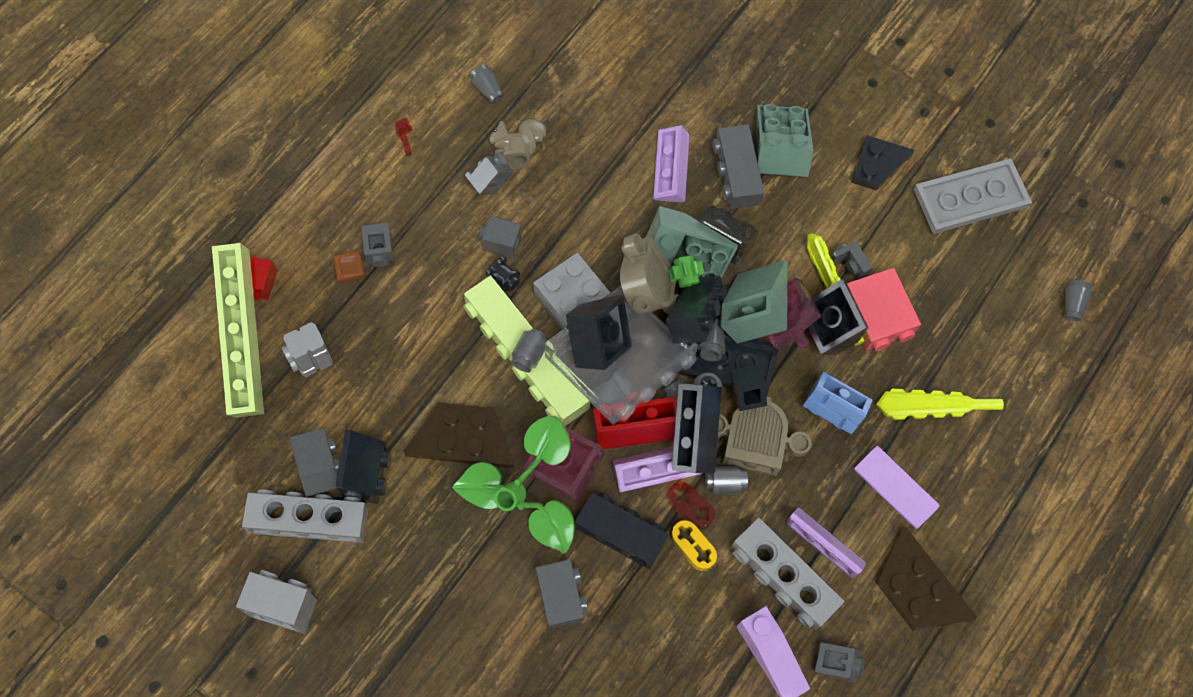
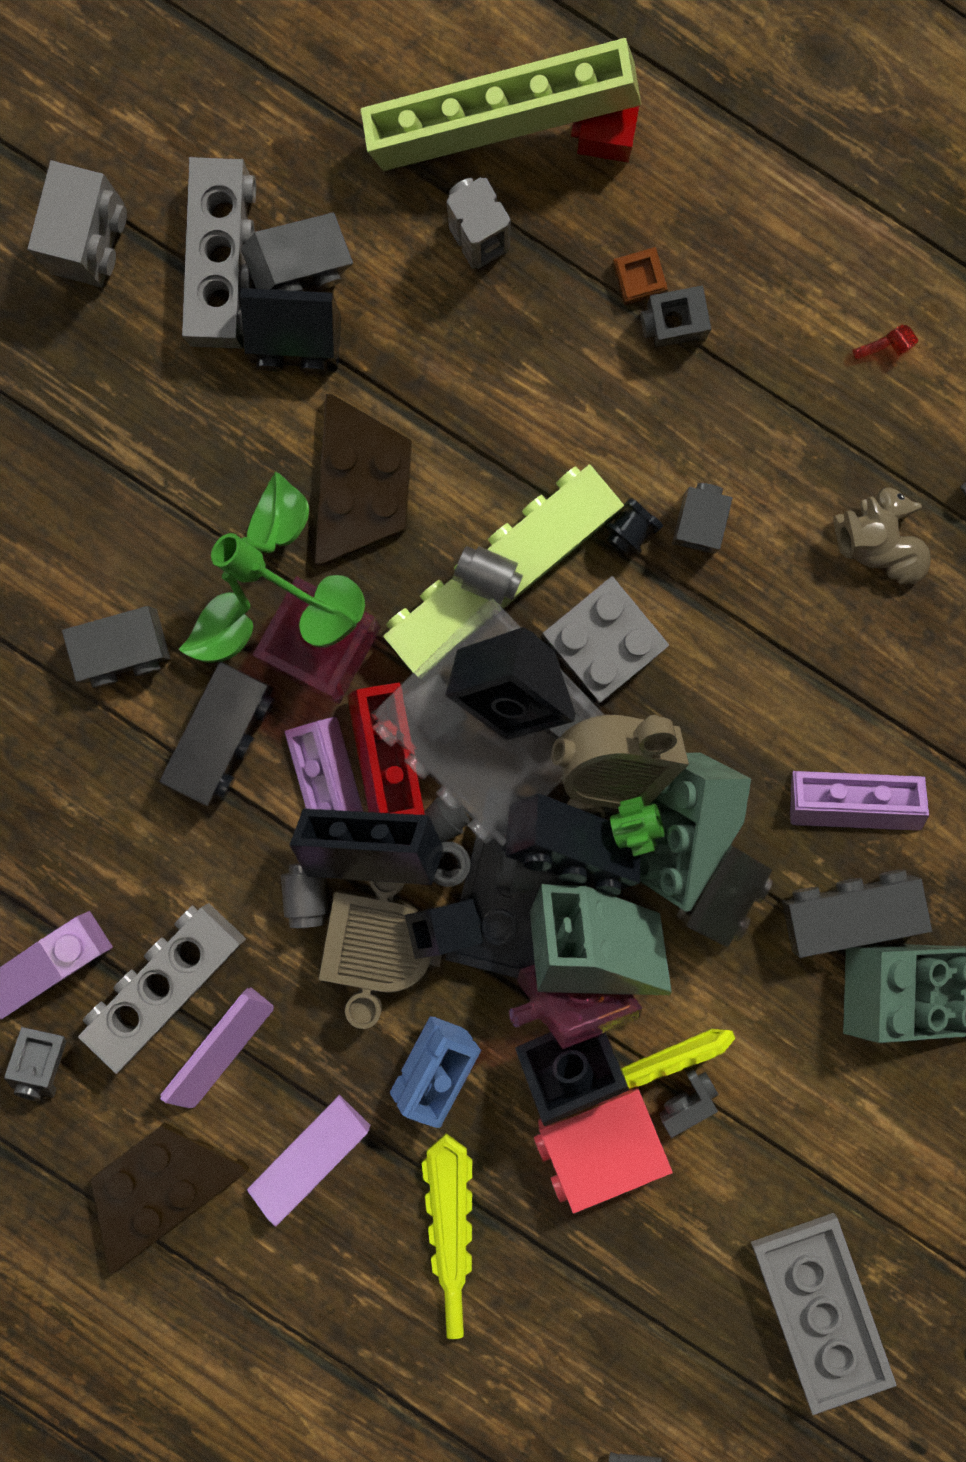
camera: 90 degrees right, 20 degrees up
(490, 174) = (813, 492): dark grey brick -> none
(695, 500) = (258, 833): clear red beam -> none
(698, 540) = (197, 837): yellow beam -> none
(879, 162) = (882, 1156): black wing -> none

